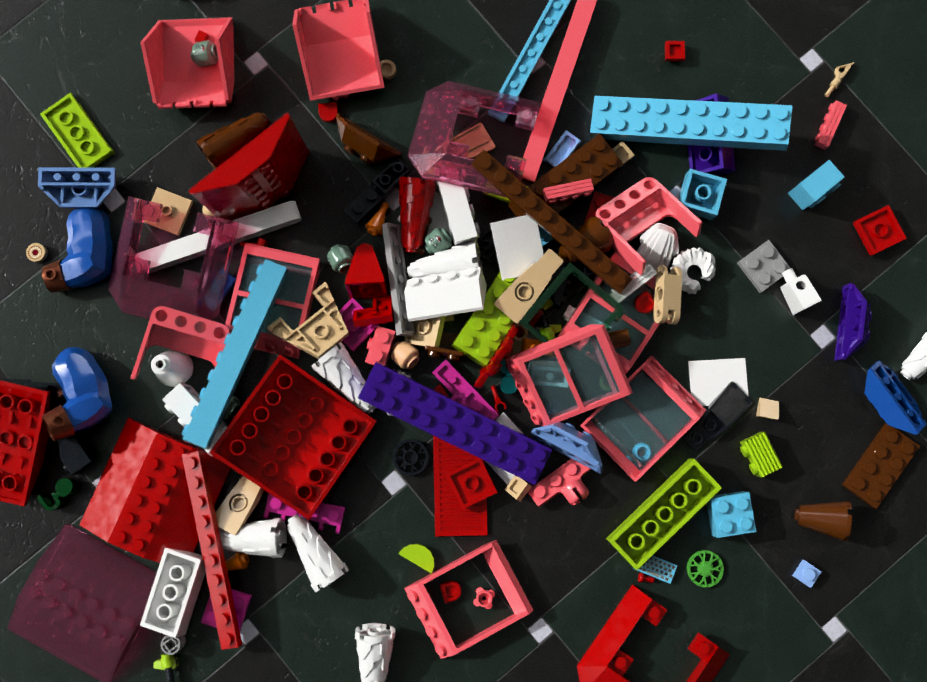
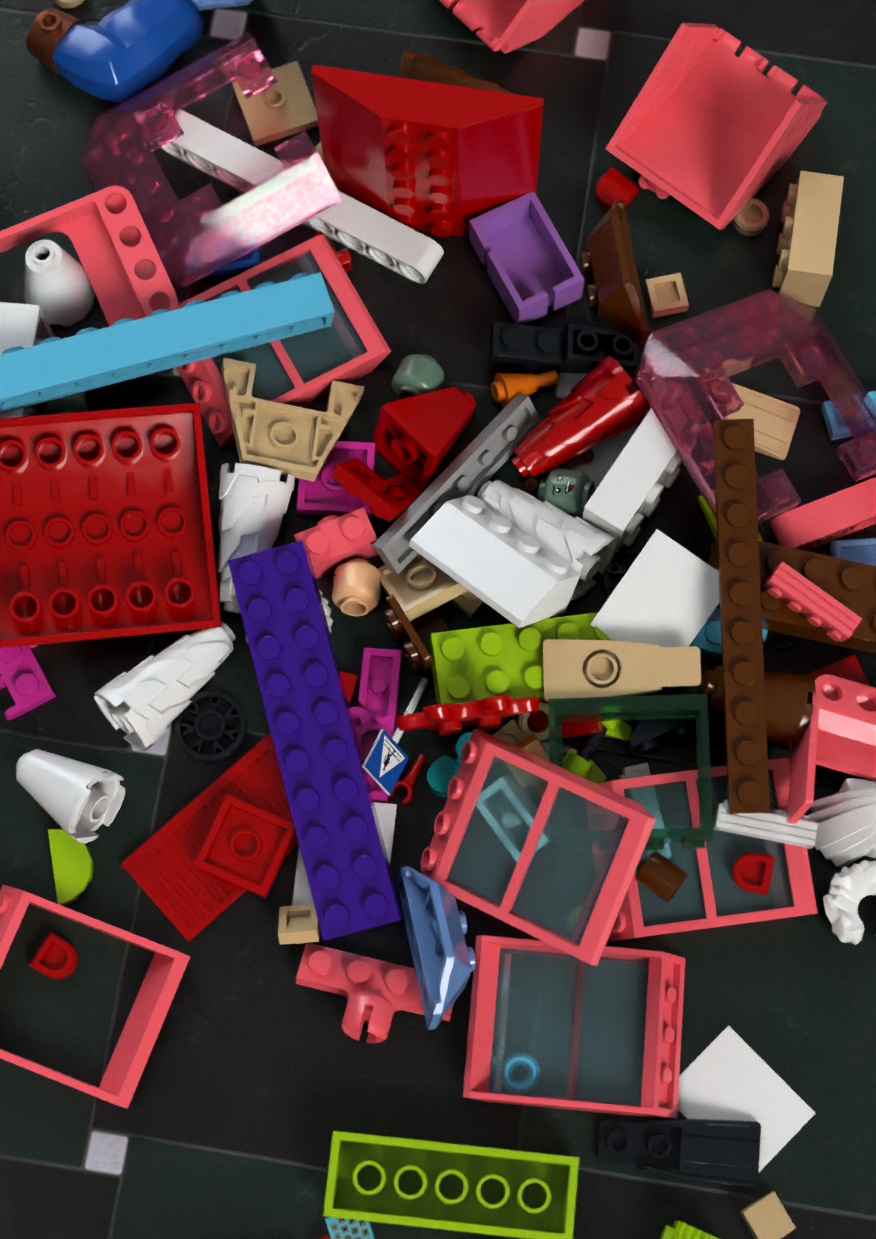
camera: 50 degrees right, 10 degrees down
(328, 172) = (526, 258): none -> medium lavender piece
(380, 463) = (162, 685): none -> white cone
(390, 131) = (666, 295): none -> tan plate
(391, 533) = (72, 792): none -> white cone
(418, 56) = (808, 237): none -> tan piece
(484, 400) = (386, 758): none -> piece
(487, 603) = (74, 1015): coral plate -> none
(667, 295) = (796, 893): tan piece -> none

